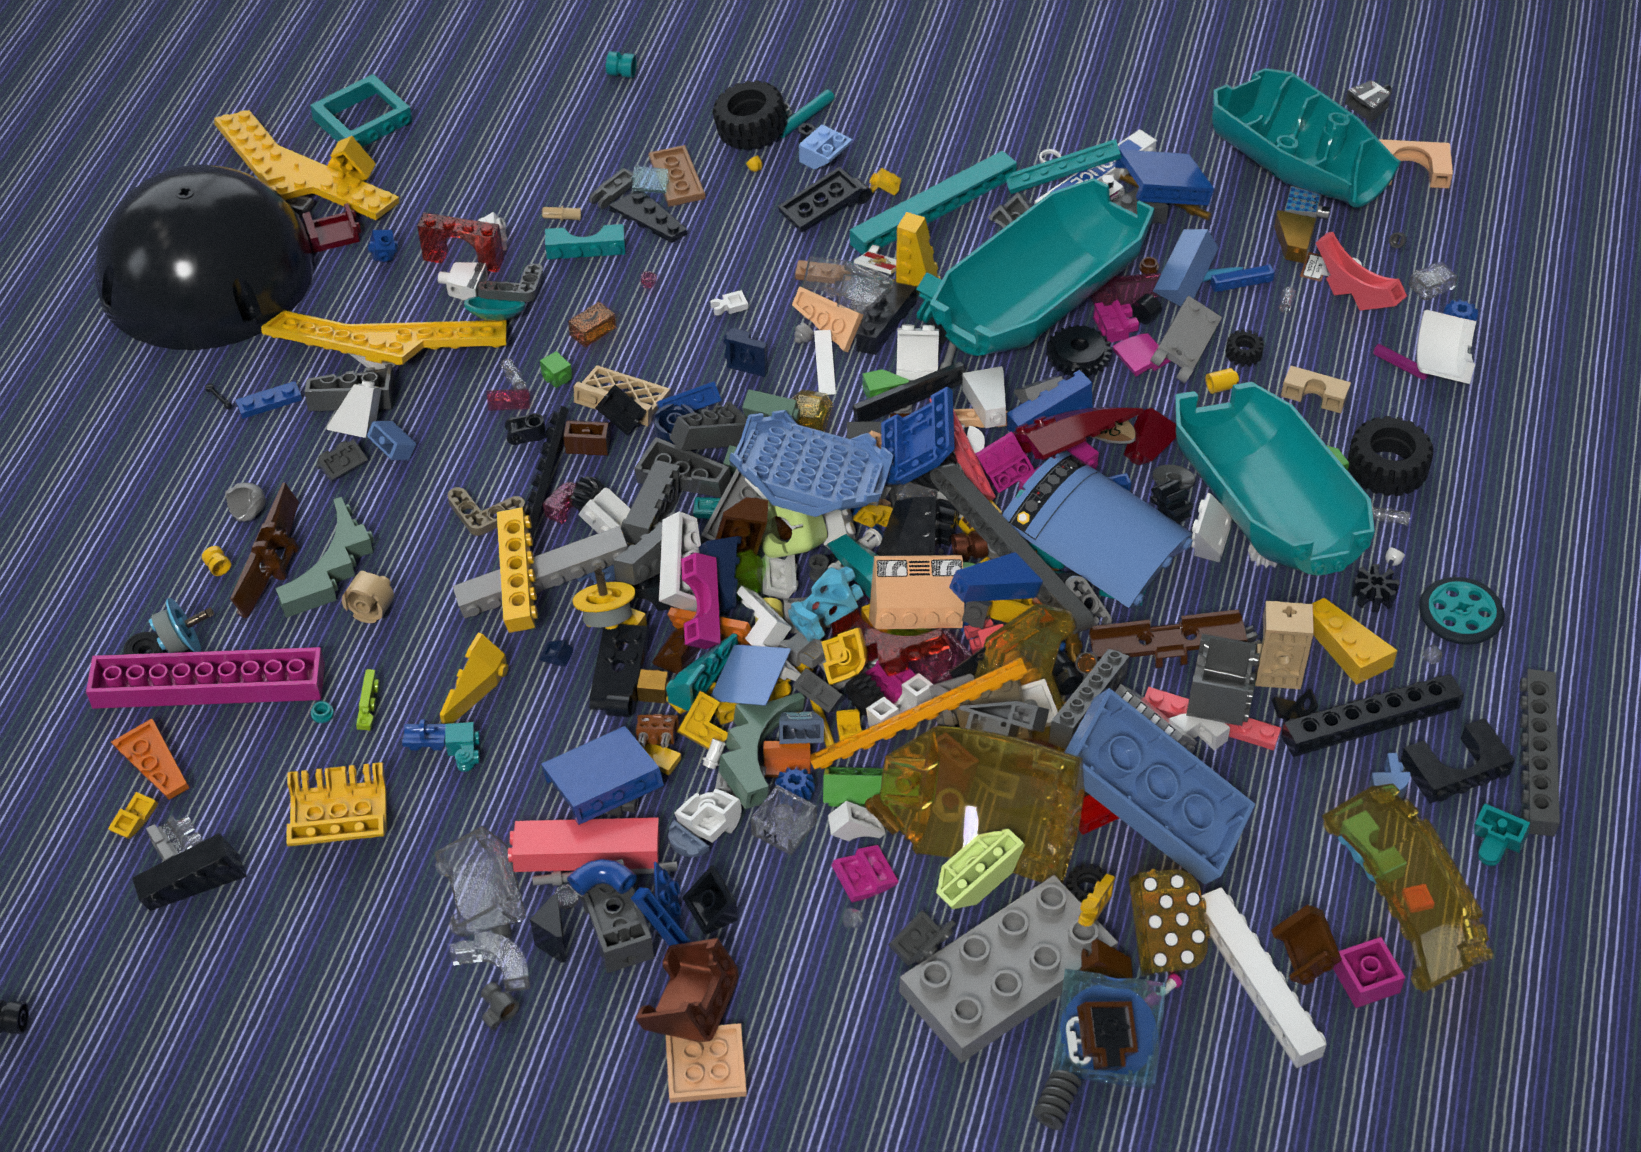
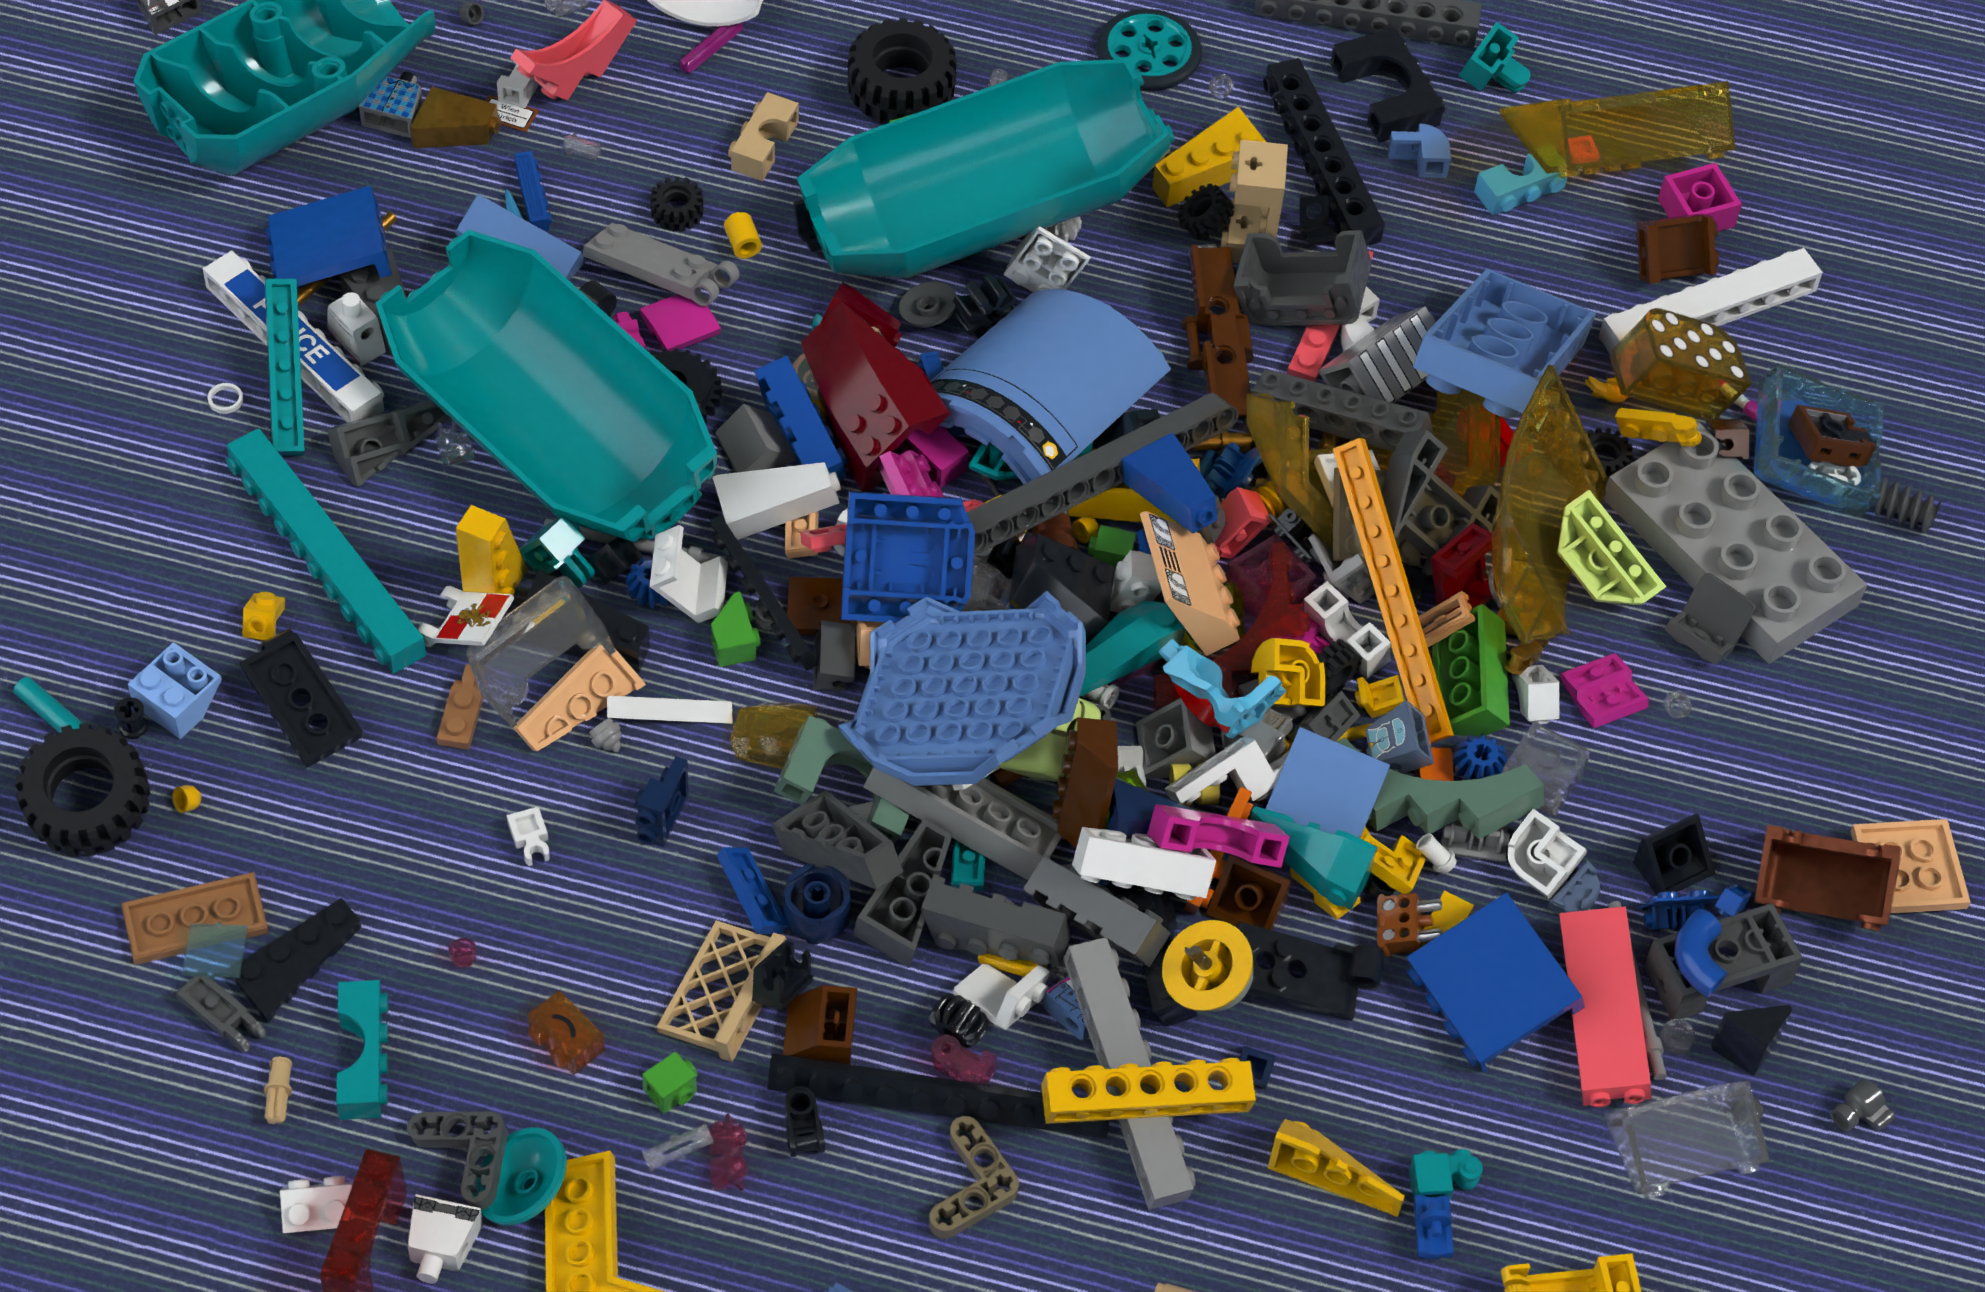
camera: 95 degrees left, 5 degrees up
(498, 951) = (1799, 1092): clear arch -> none
(652, 686) = (1319, 924): pearl gold brick -> none
(1097, 607) = (1166, 402): light grey beam -> none

